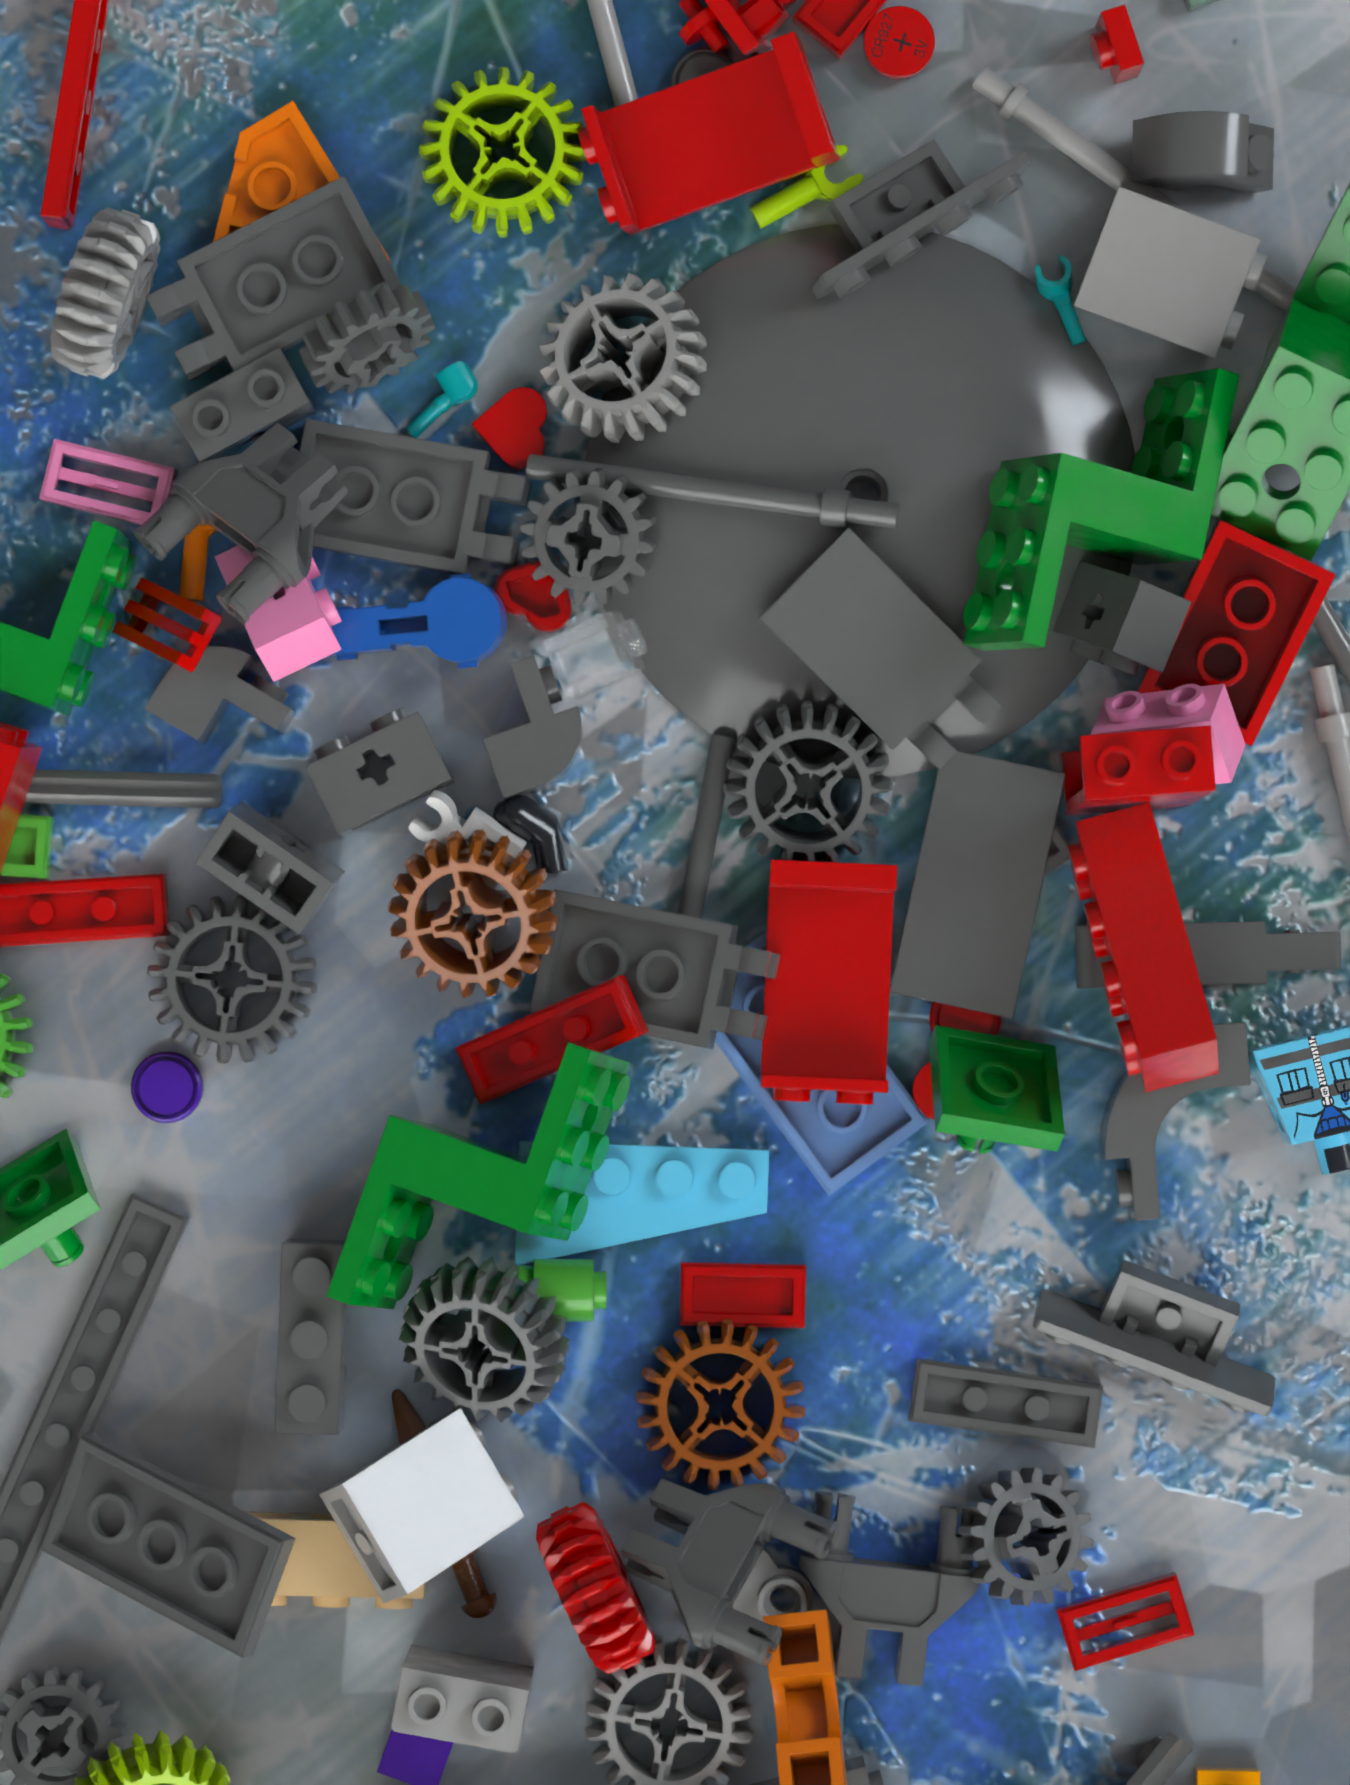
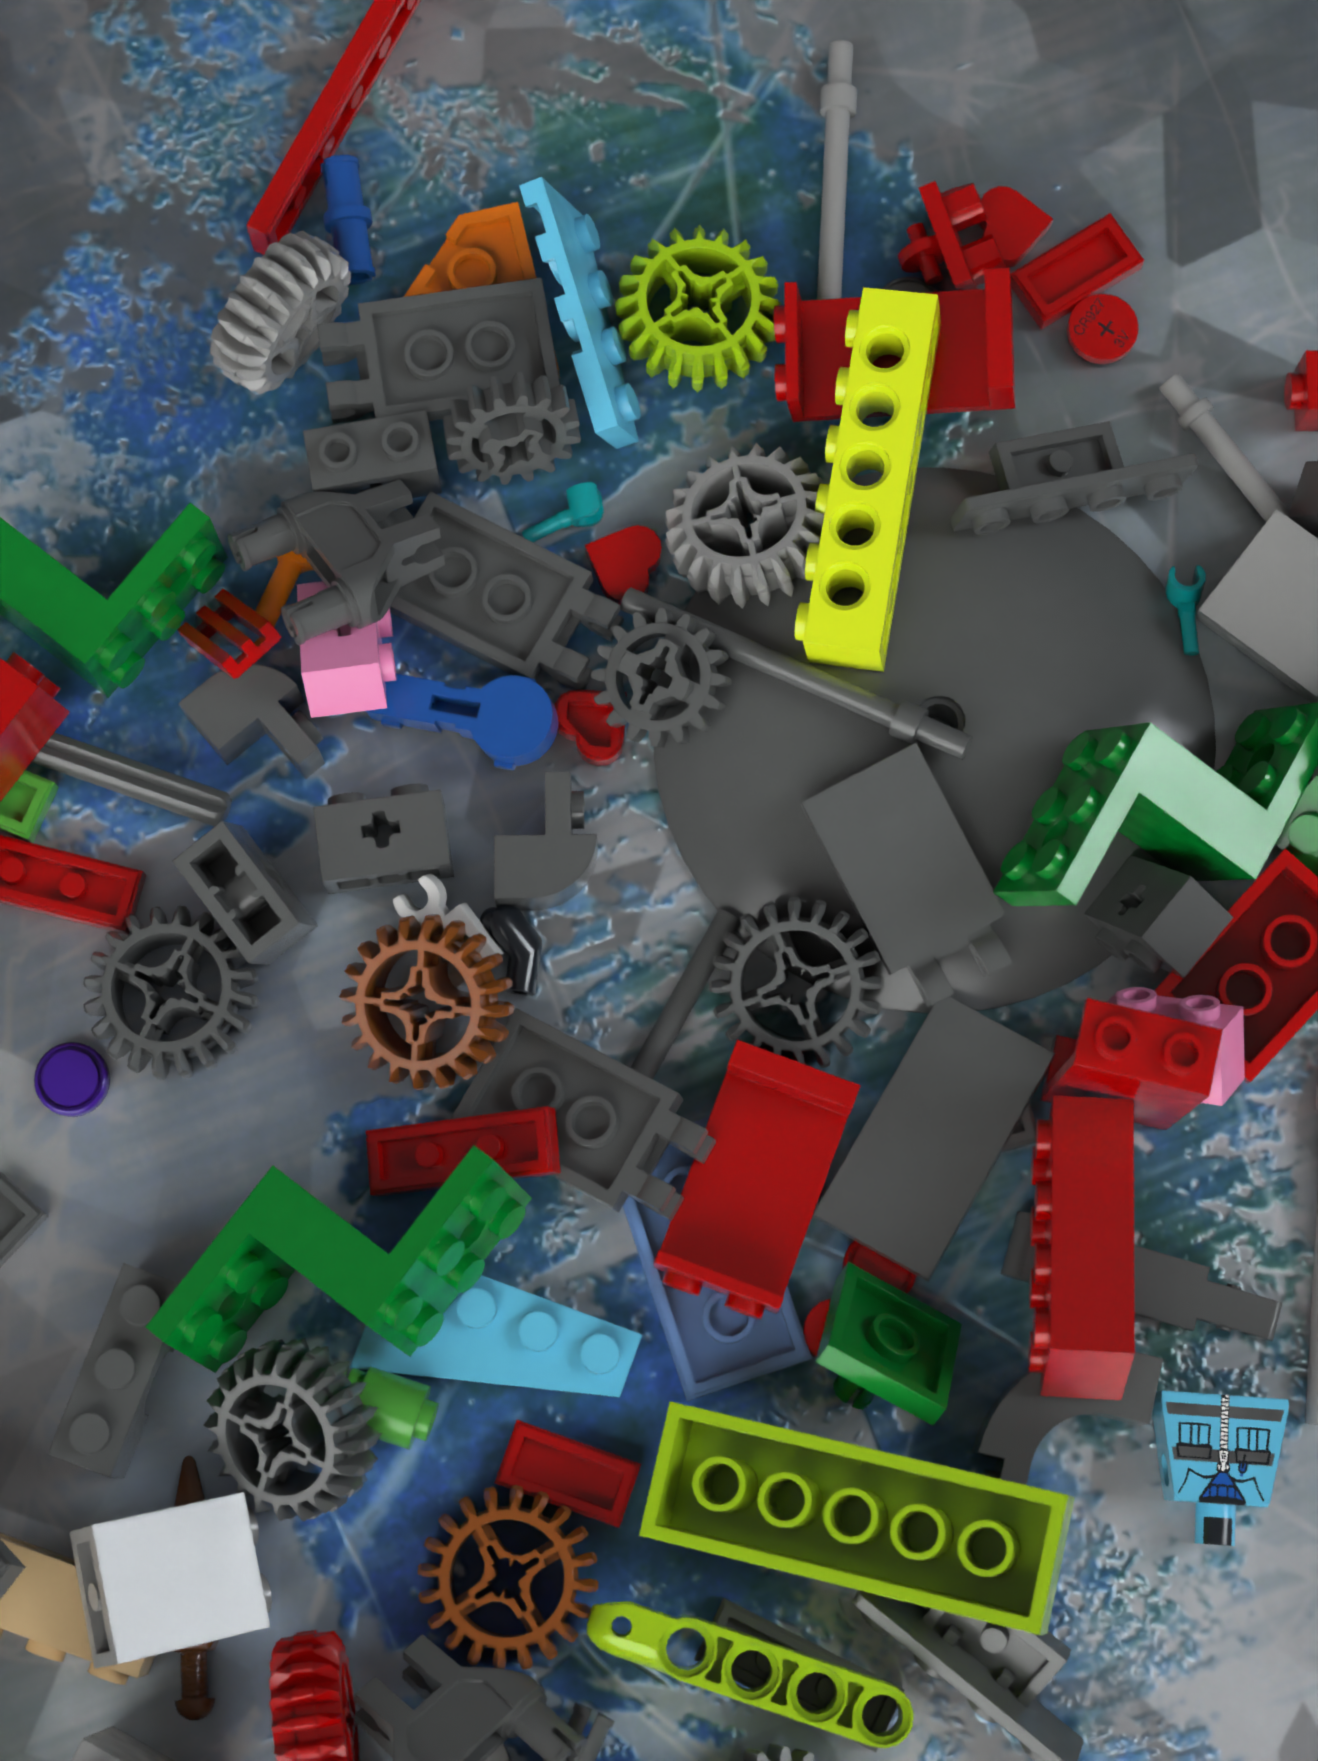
camera: 15 degrees right, 10 degrees down
(55, 472) = (176, 468): bright pink tile -> none
(131, 167) = (347, 216): none -> blue pin
(396, 195) = (583, 311): none -> medium azure wing
(596, 654) = (631, 794): clear brick -> none
(718, 117) = (860, 632): none -> neon yellow brick
(802, 192) = (973, 433): lime bar -> none
(1015, 1253) = (858, 1517): none -> lime brick
(1055, 1429) = (647, 1645): none -> lime piece

